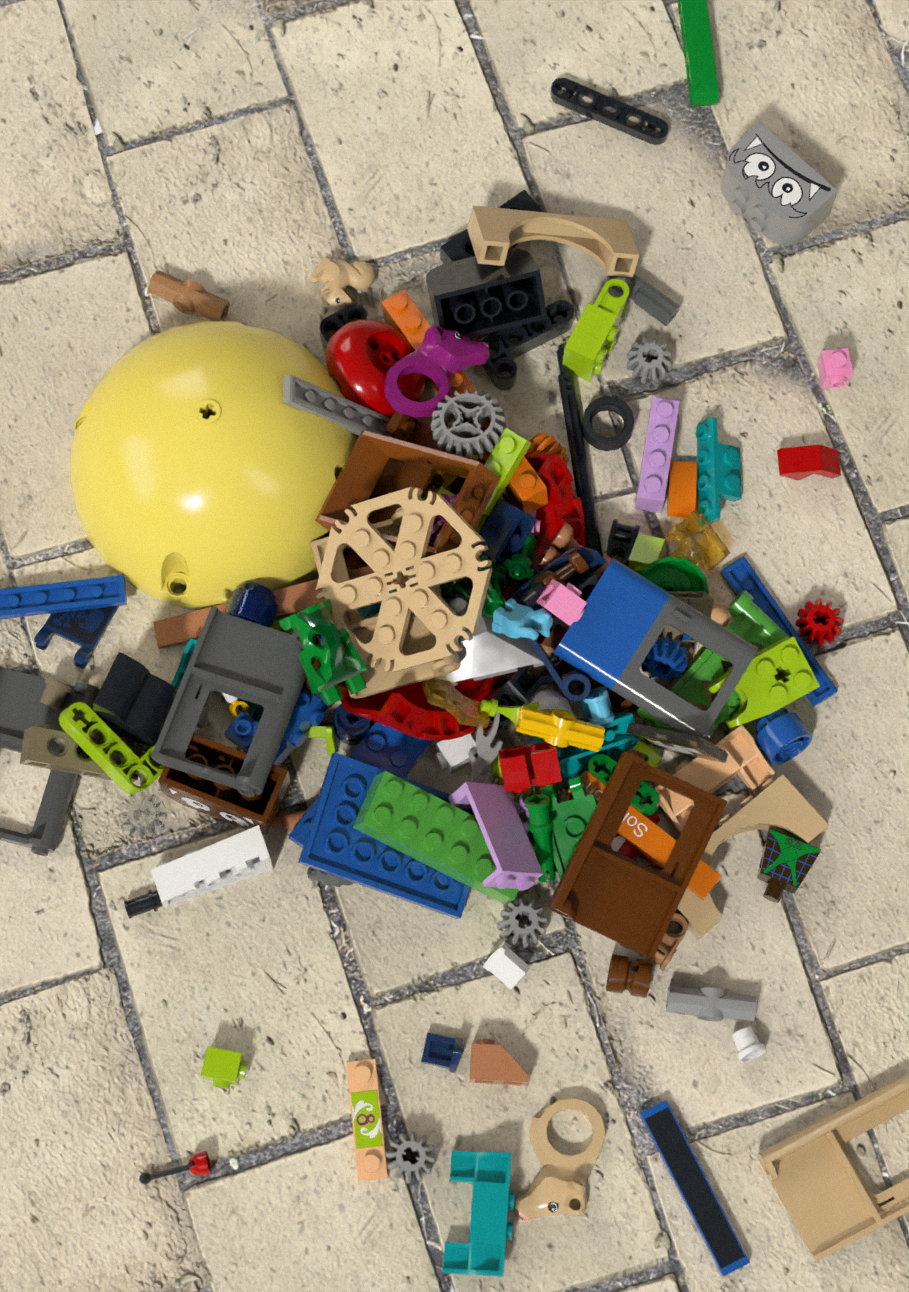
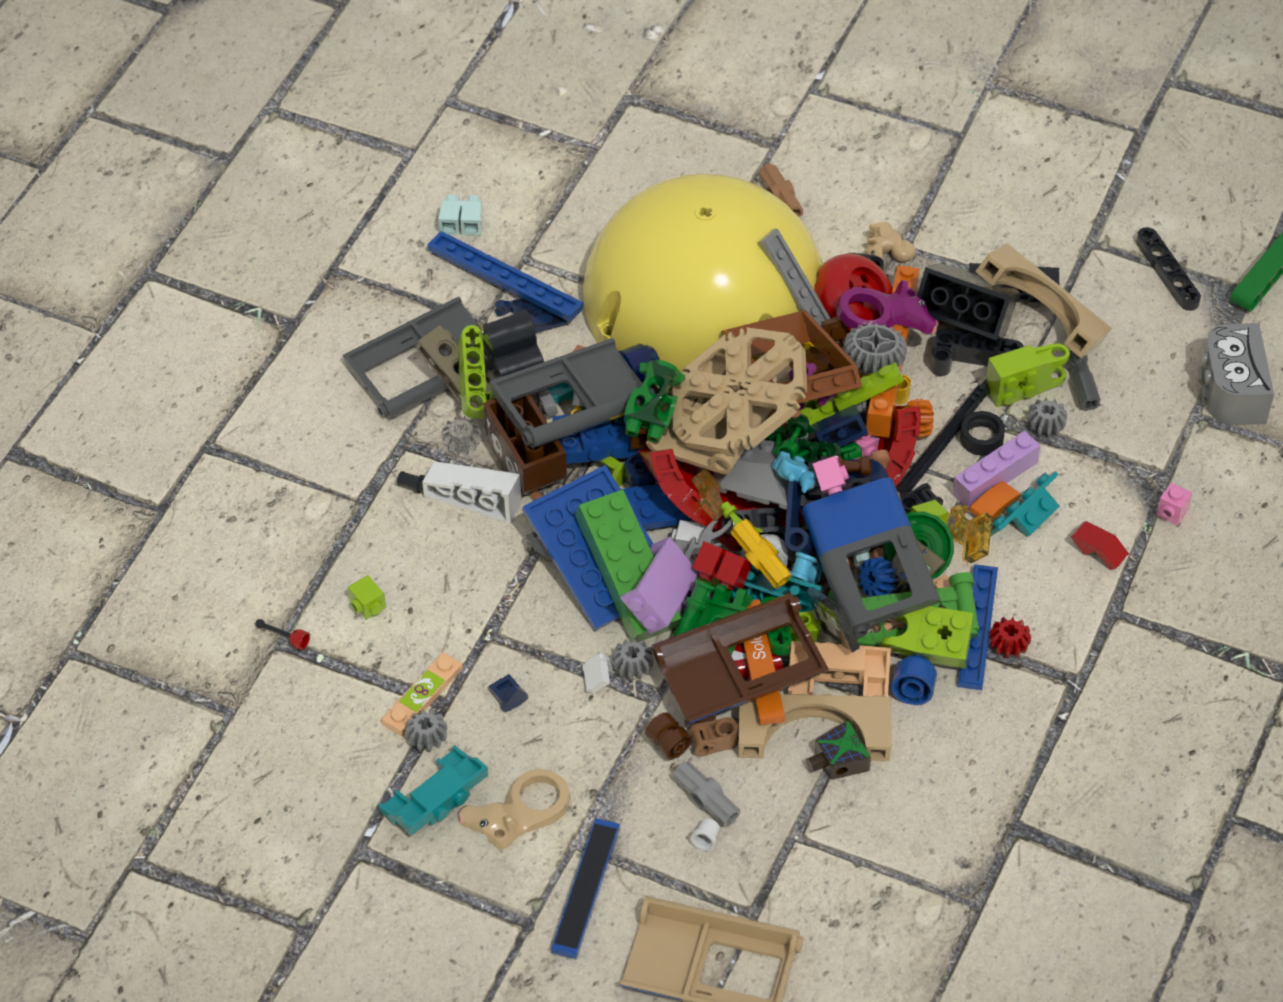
camera: 45 degrees right, 20 degrees down
(494, 1065) = (529, 721): nougat slope -> none

